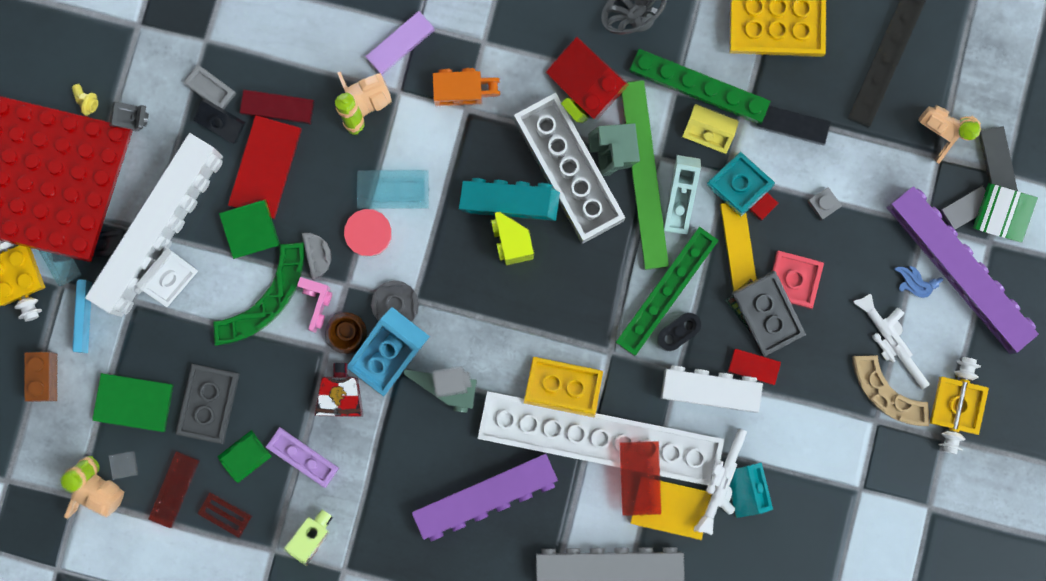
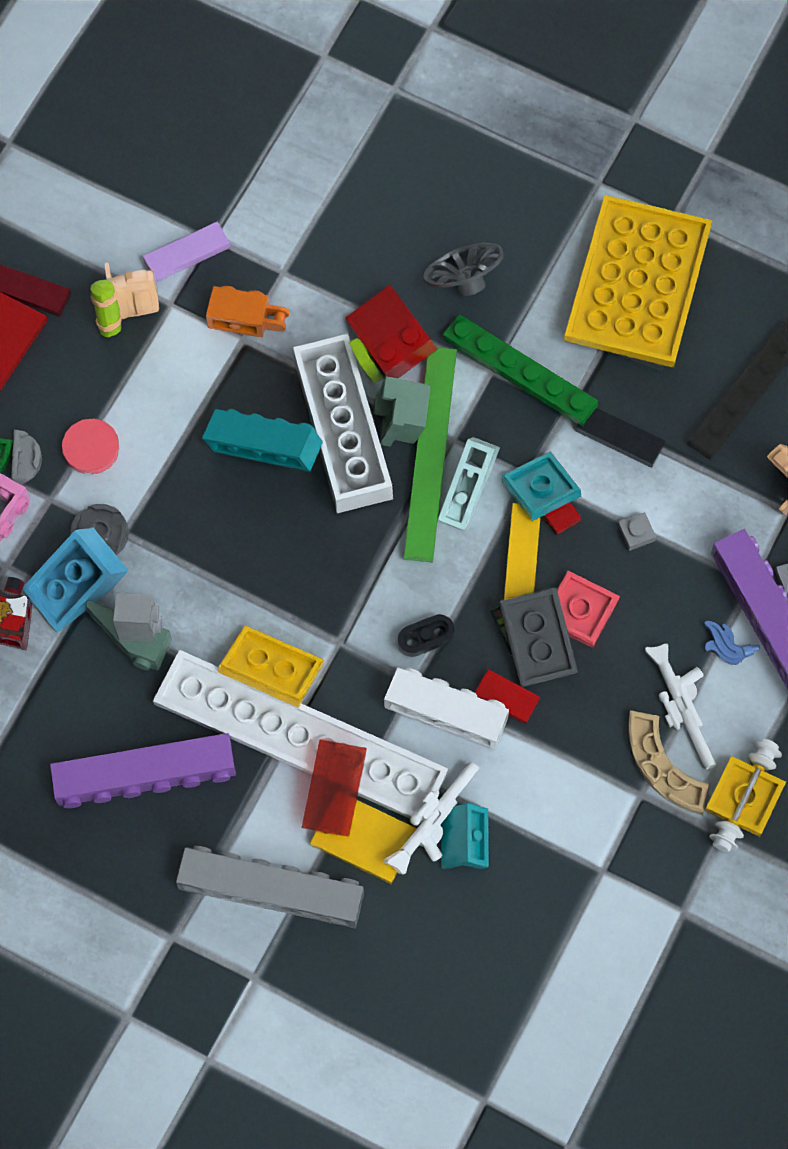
camera: 15 degrees right, 15 degrees down
(339, 330) = (31, 549): reddish brown hat -> none
(393, 189) = (133, 405): clear light blue piece -> none
(514, 240) = (254, 485): neon yellow slope -> none
(667, 291) = (422, 587): green plate -> none
(710, 129) = (520, 419): light yellow panel -> none

